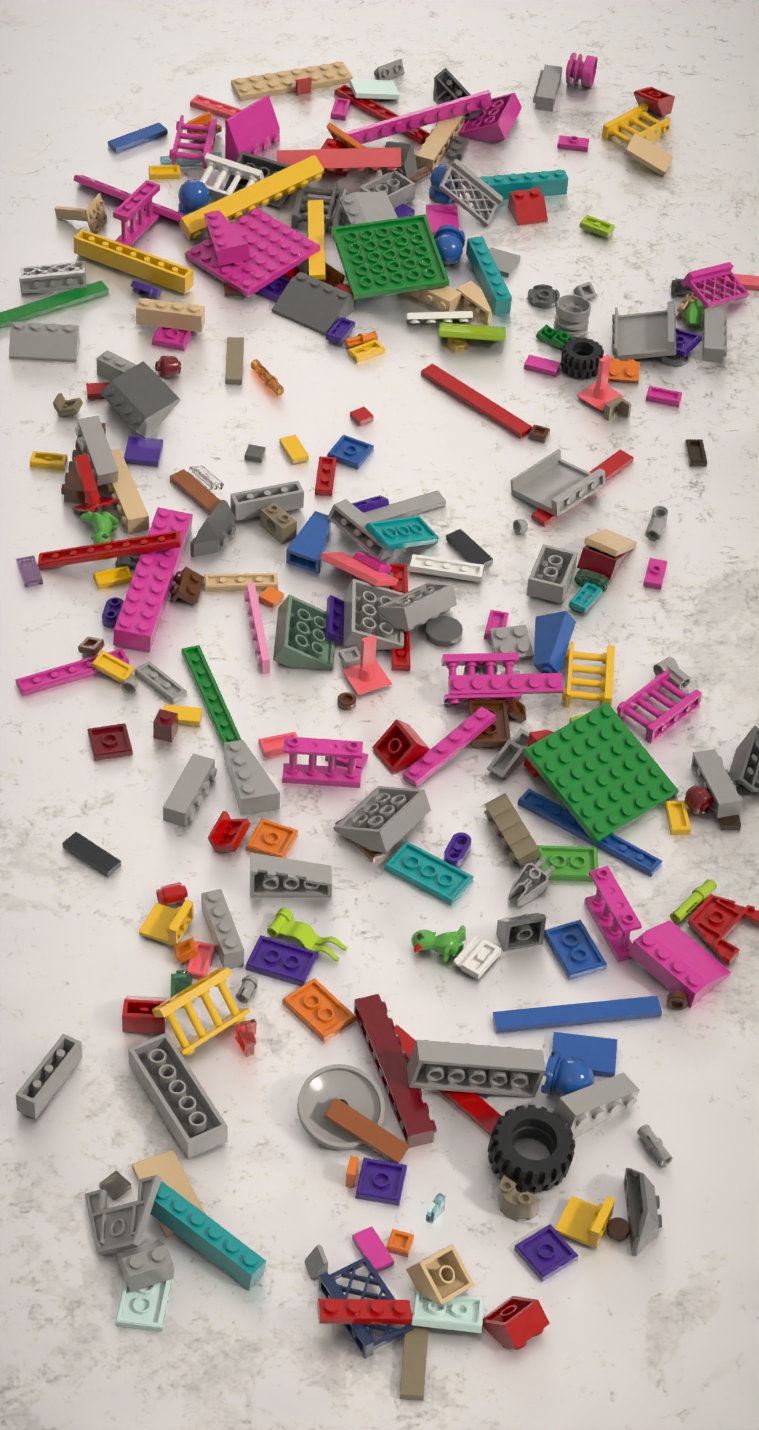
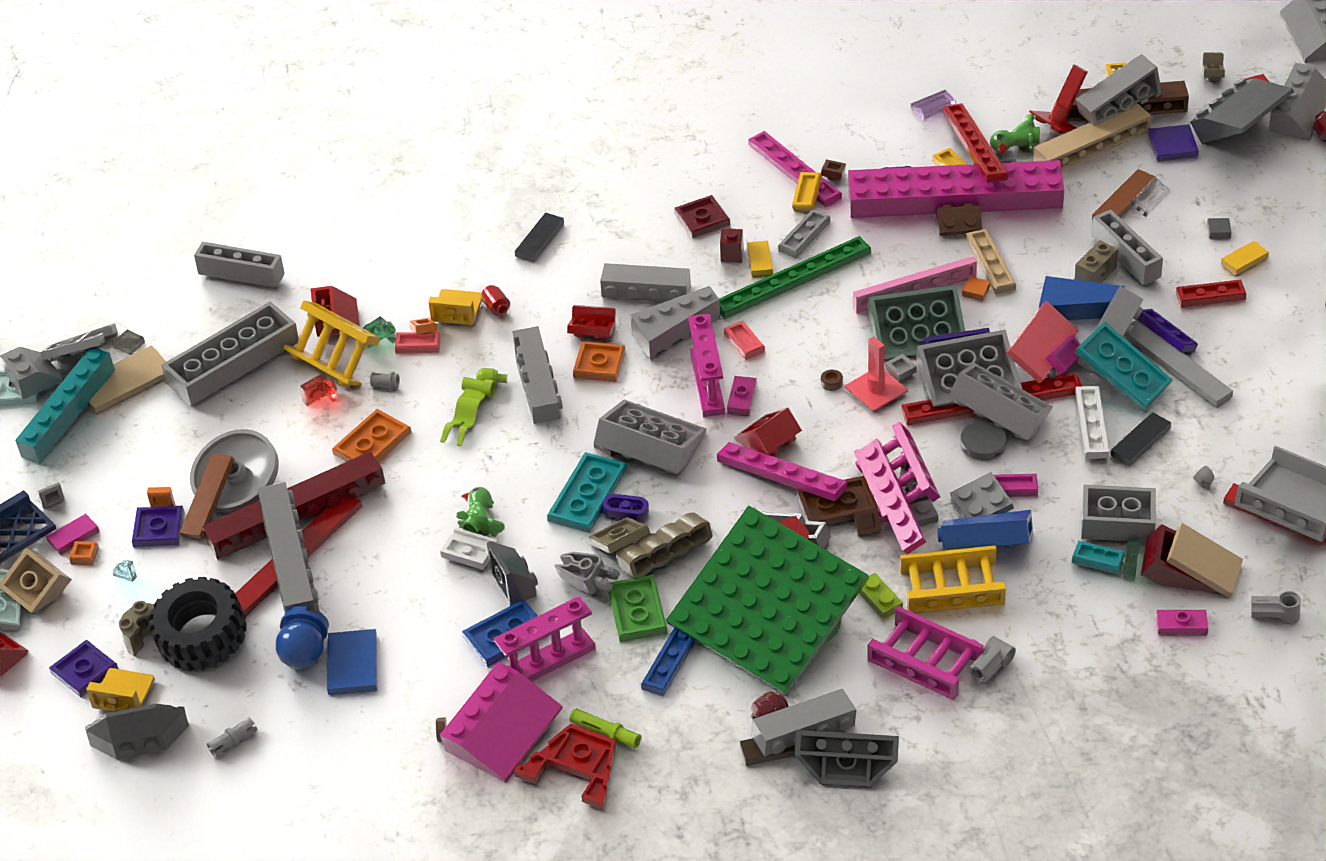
camera: 85 degrees right, 0 degrees up
(129, 685) = (788, 210): light grey hinge -> none
(214, 531) = (1058, 216): dark grey wedge -> none
(222, 929) = (455, 344): light grey brick -> none
(269, 913) = (492, 374): none -> lime cylinder
(281, 961) = (431, 400): dark purple tile -> none
(351, 451) = (1267, 306): blue tile -> none
(494, 855) = (618, 535): none -> dark tan tile
(577, 1014) = (409, 649): blue tile -> none
(596, 1103) = (270, 671): light grey wedge -> none
(677, 817) = (739, 699): yellow tile -> none

